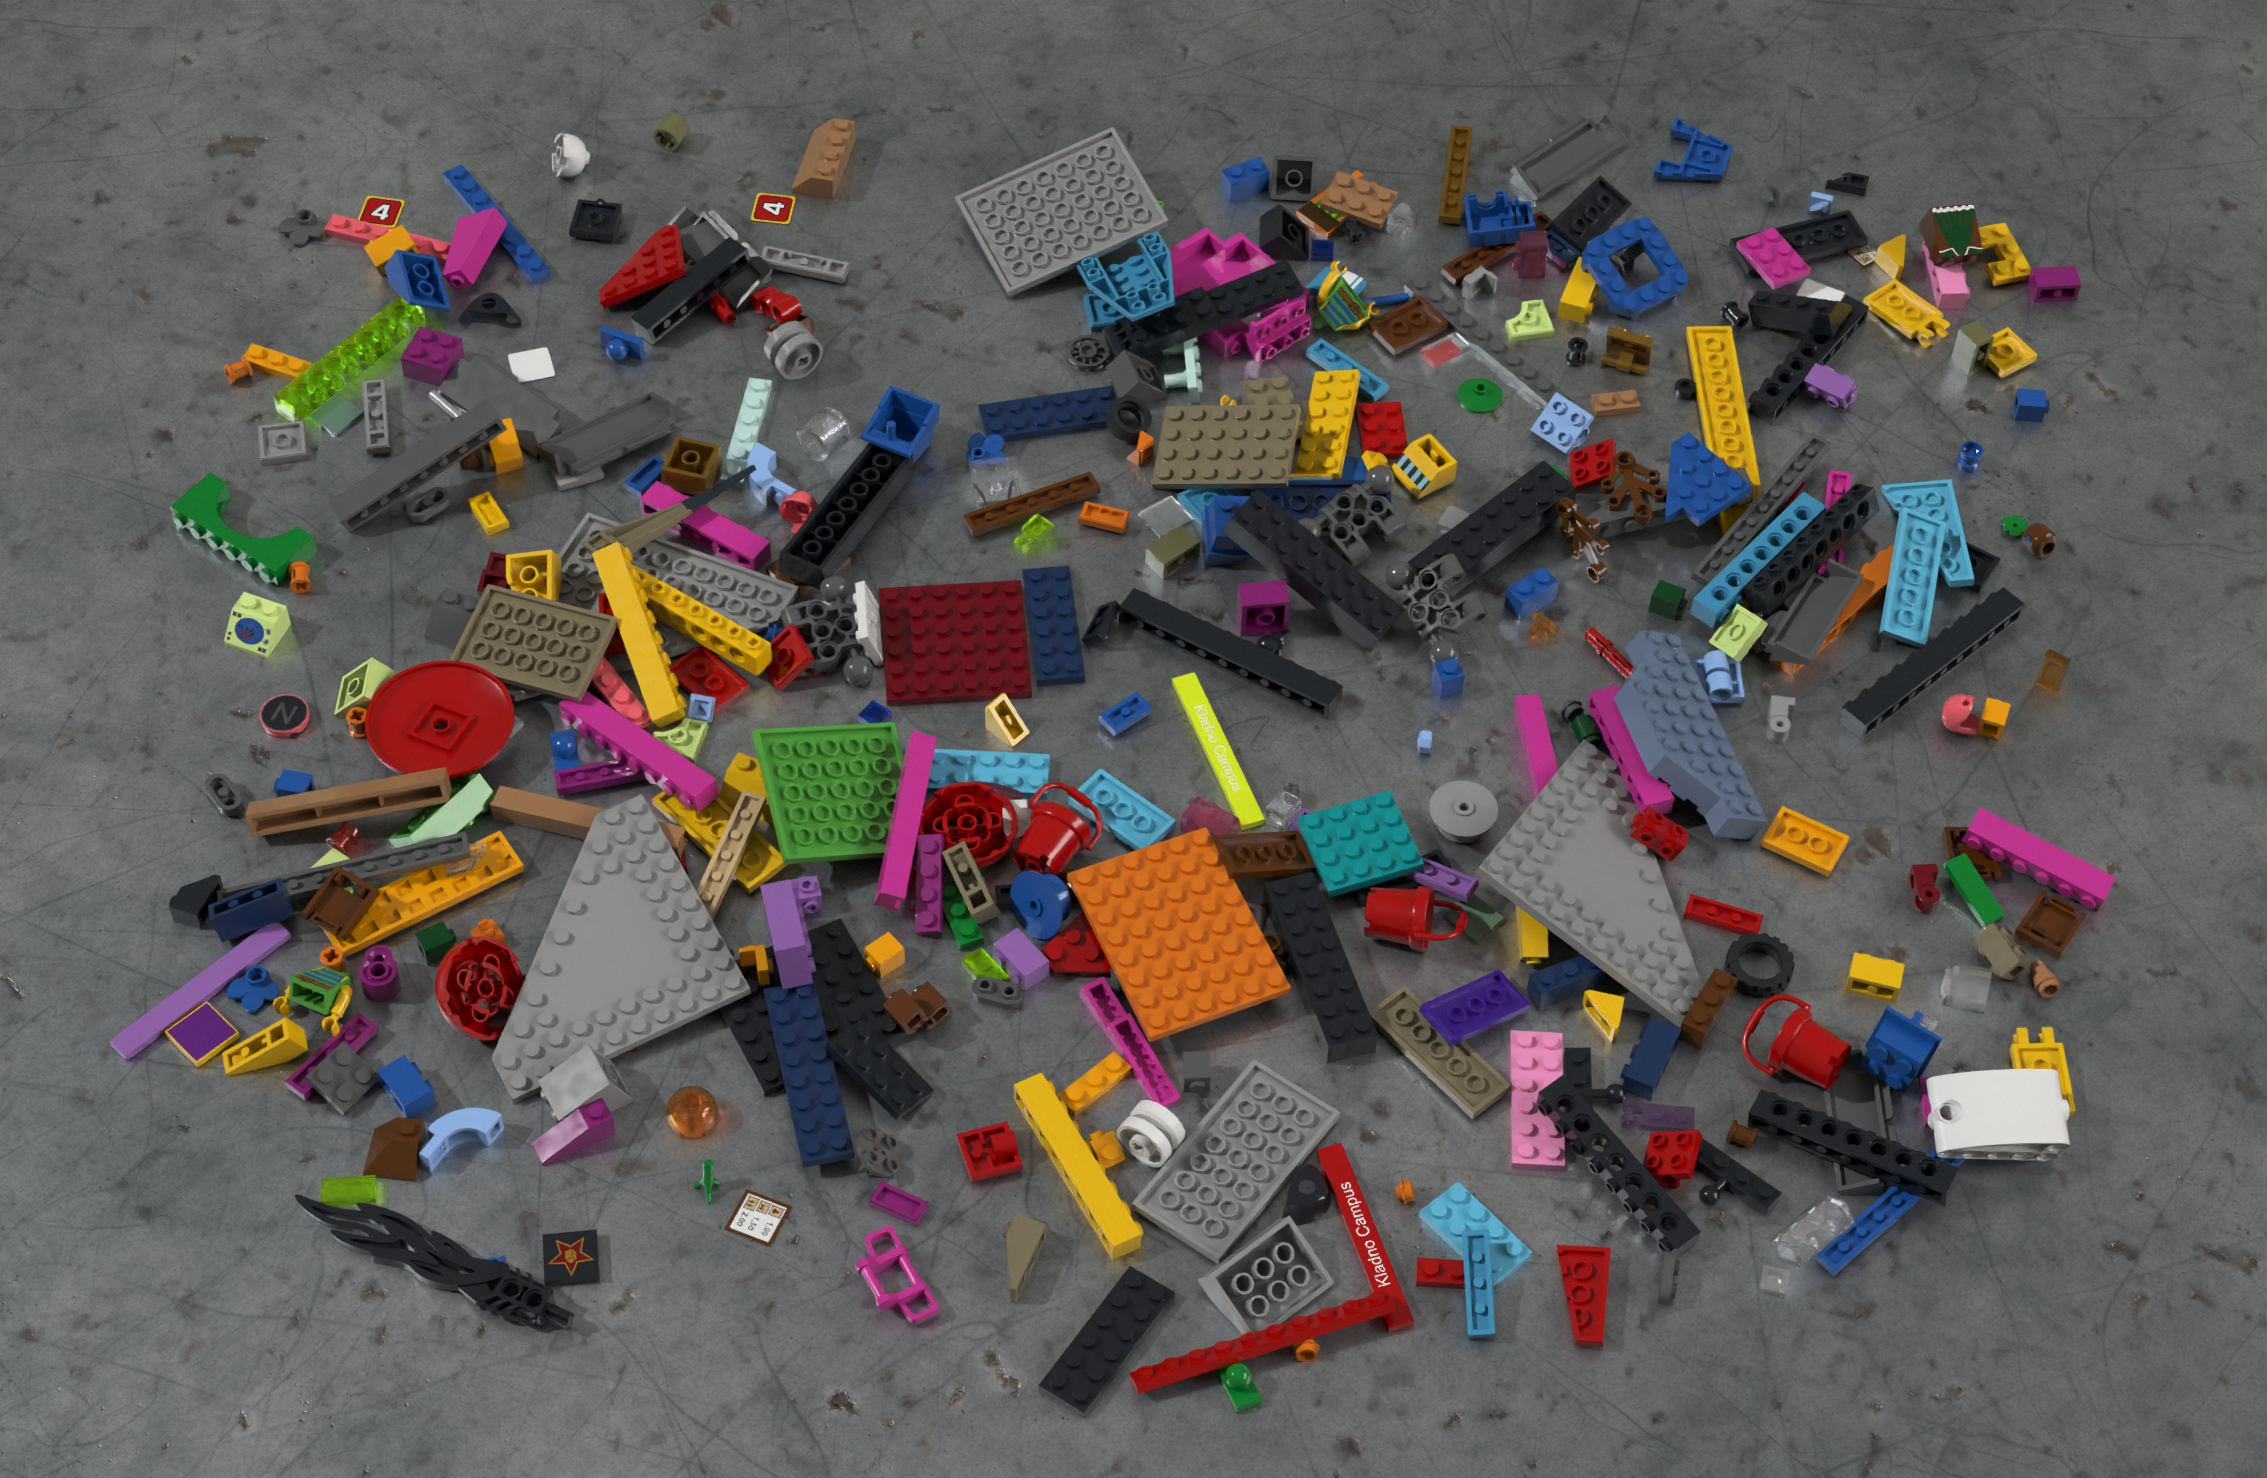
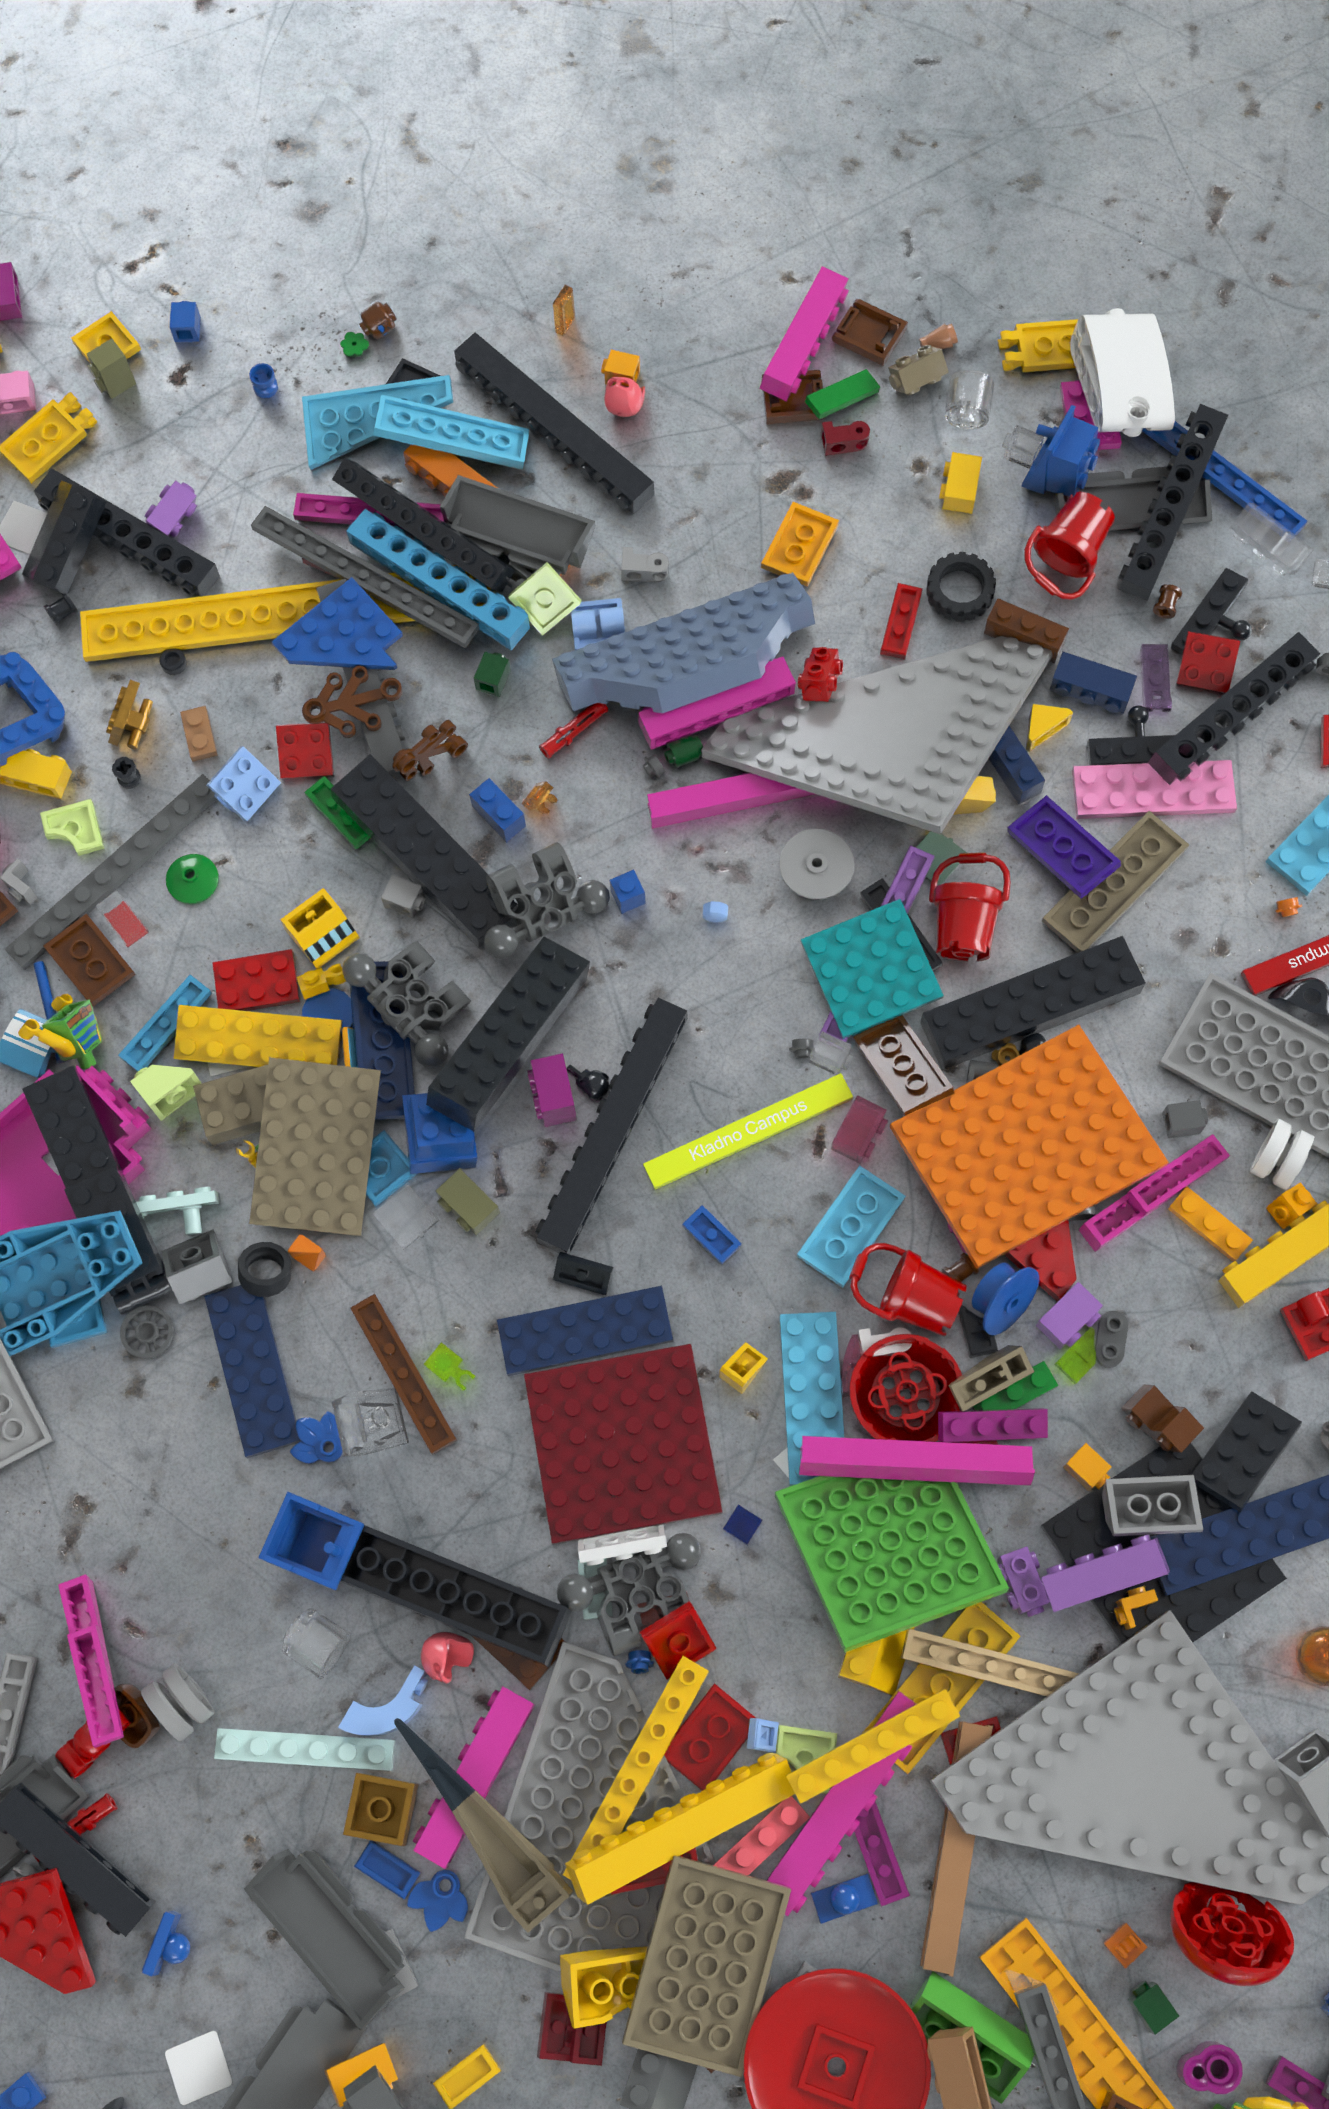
camera: 90 degrees left, 20 degrees up
(620, 505) = (437, 1903): none -> blue plate
(676, 758) = (873, 1746): none -> yellow plate
(835, 298) = (91, 1660): none -> dark pink slope
(837, 975) = (1152, 1505): none -> light grey slope
(1104, 517) = (417, 1286): orange plate -> none
(1285, 356) = (165, 1087): none -> yellowish green slope

